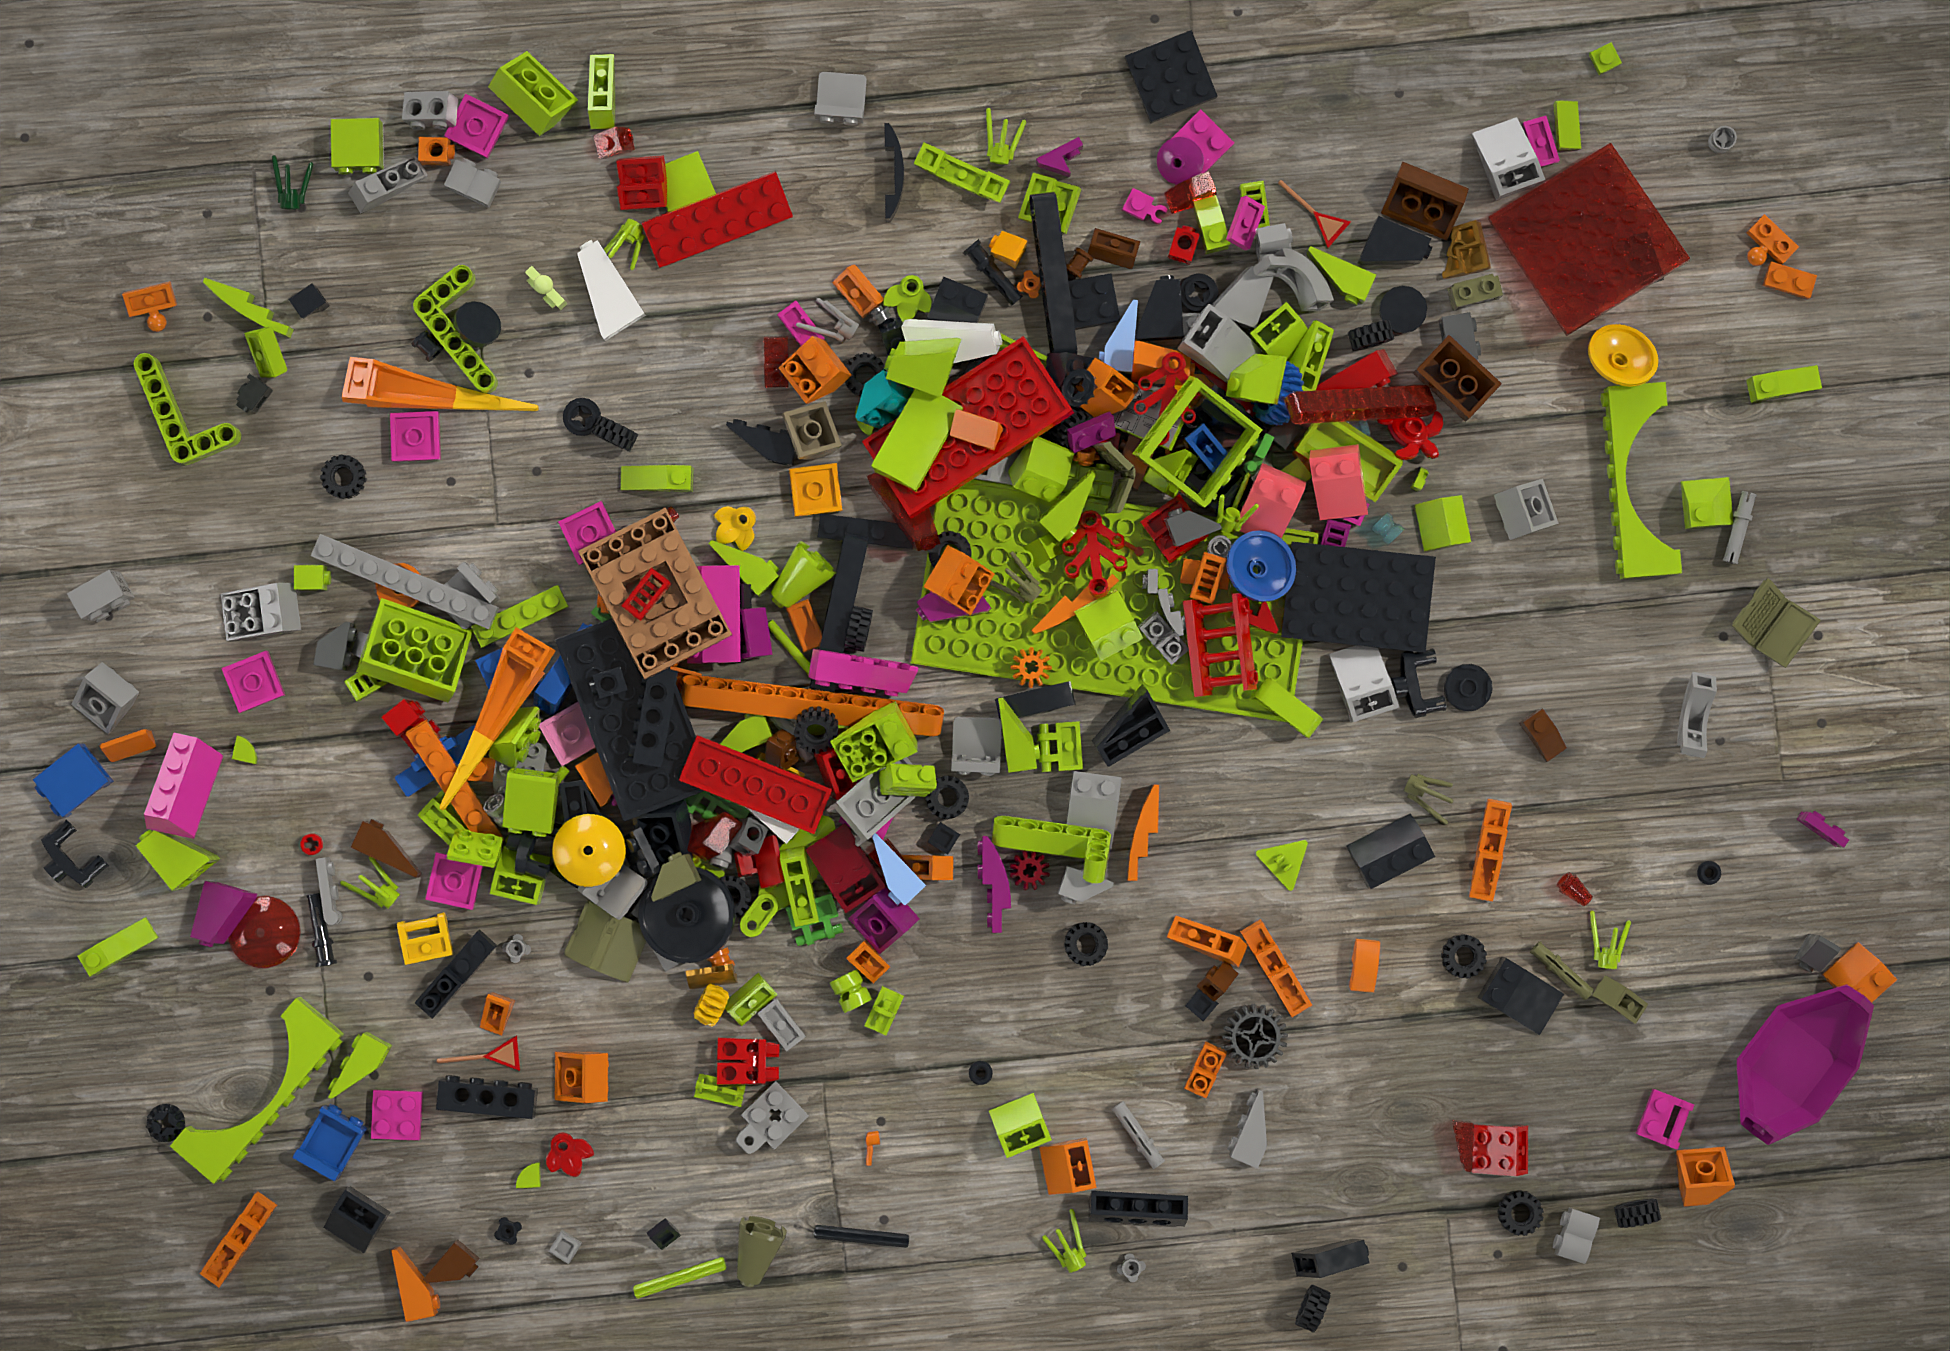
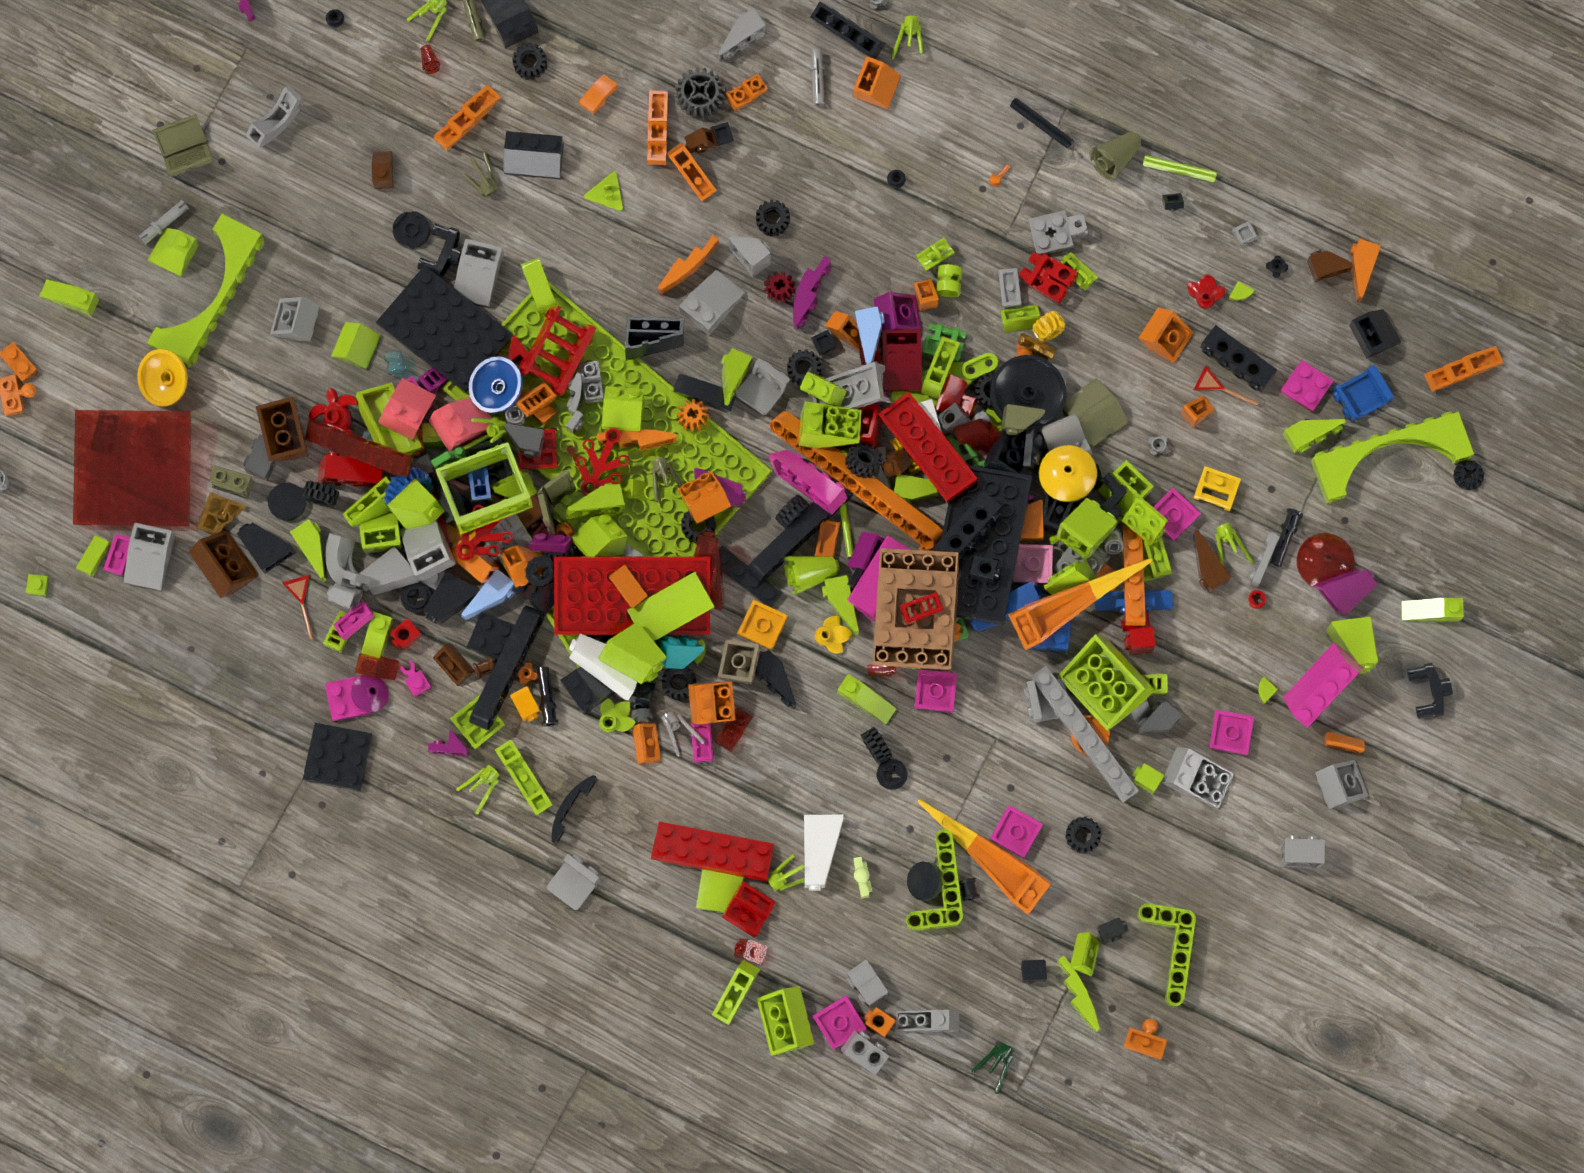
camera: 145 degrees left, 10 degrees down
(72, 780) = (1398, 740): blue panel -> none
(357, 145) = (932, 1060): lime piece -> none
(456, 974) = (1209, 452): black slope -> none
(521, 616) = (1016, 664): lime plate -> none
(1020, 1125) = (891, 127): lime slope -> none
(1056, 839) = (747, 293): lime beam -> none
(1068, 746) = (701, 351): lime plate -> none
(1419, 480) = (353, 382): lime tile -> none

